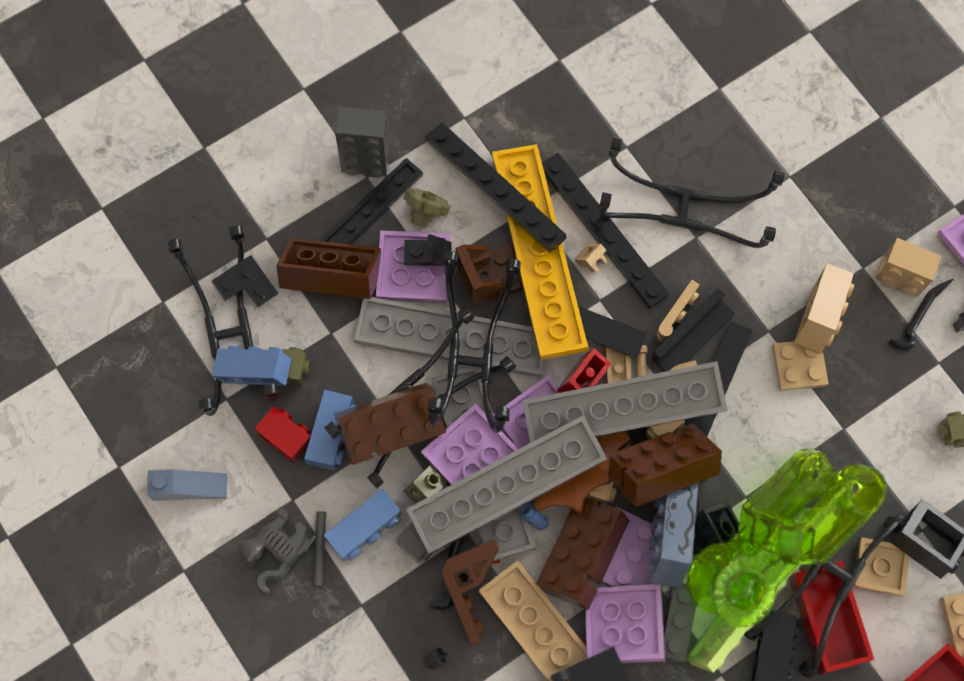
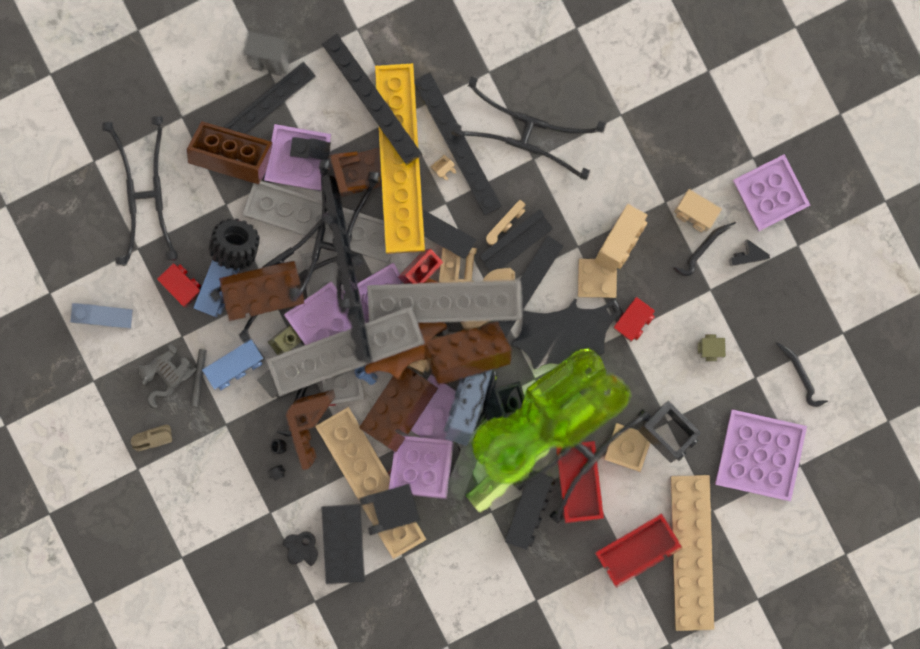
camera: 10 degrees right, 15 degrees up
(245, 276) = (163, 150): black plate -> none
(251, 366) = (159, 228): medium blue brick -> none
(266, 634) = (152, 438): none -> dark tan arm
(299, 366) = (191, 230): olive brick -> none
(347, 373) = (232, 255): none -> black tyre
(425, 206) = (313, 107): olive plant -> none
(428, 624) = (282, 446): none -> black hinge
(497, 390) = (348, 275): none -> black plate
(768, 437) = (559, 334): none -> black animal
(856, 407) = (634, 319): none -> red brick

